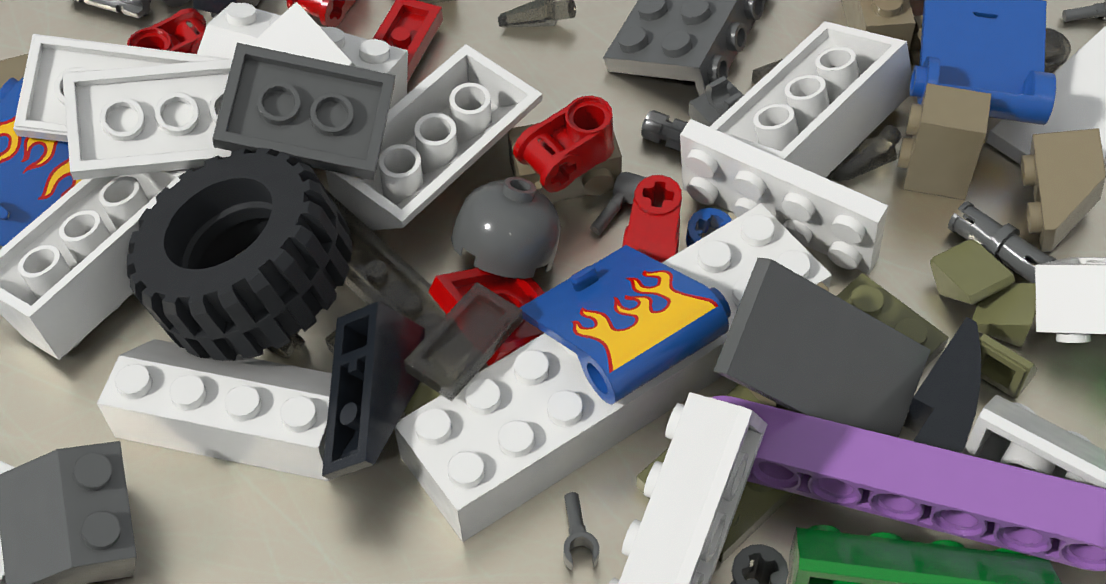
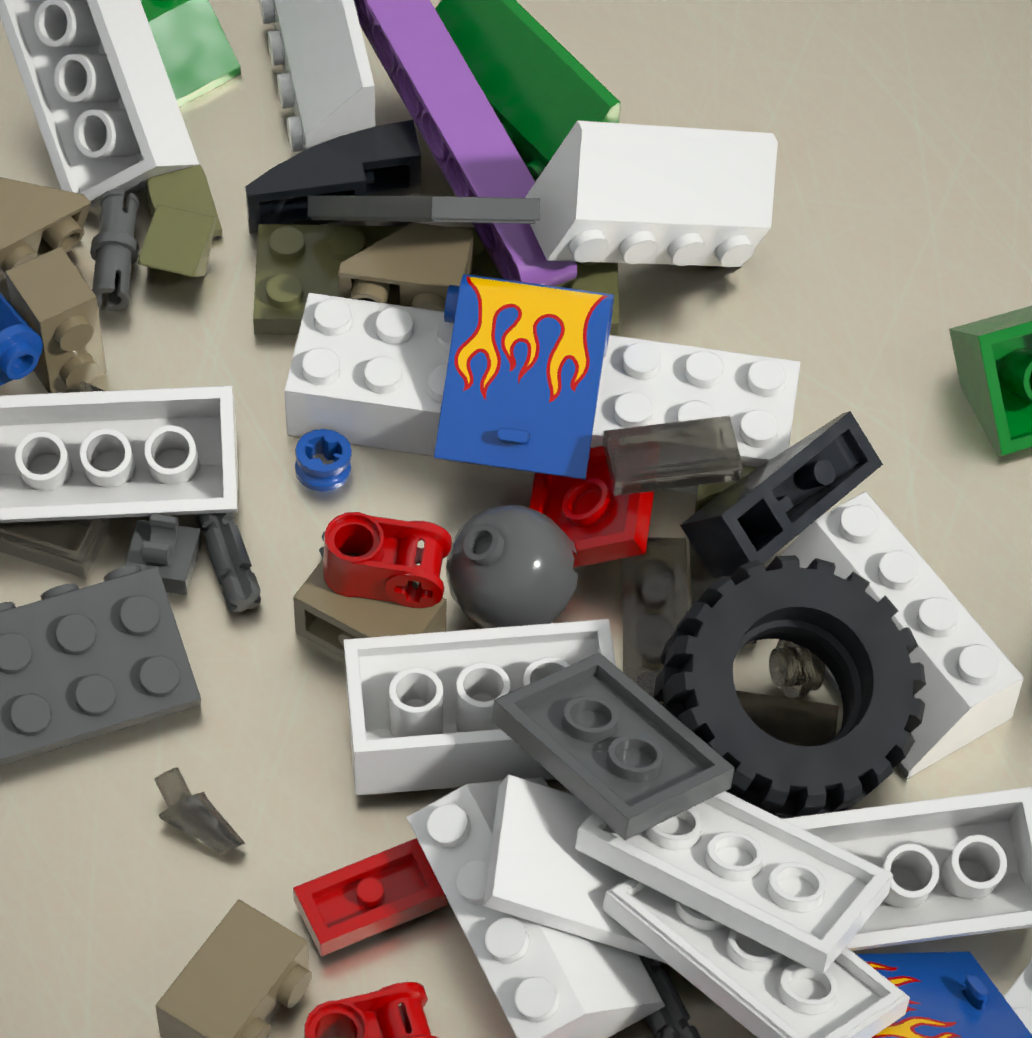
camera: 140 degrees left, 0 degrees up
(577, 531) = (711, 323): dark grey hand -> none
(655, 218) = (379, 480): red piece -> none
(809, 206) = (263, 400): white plate -> none
(1004, 367) = (238, 171): olive slope -> none

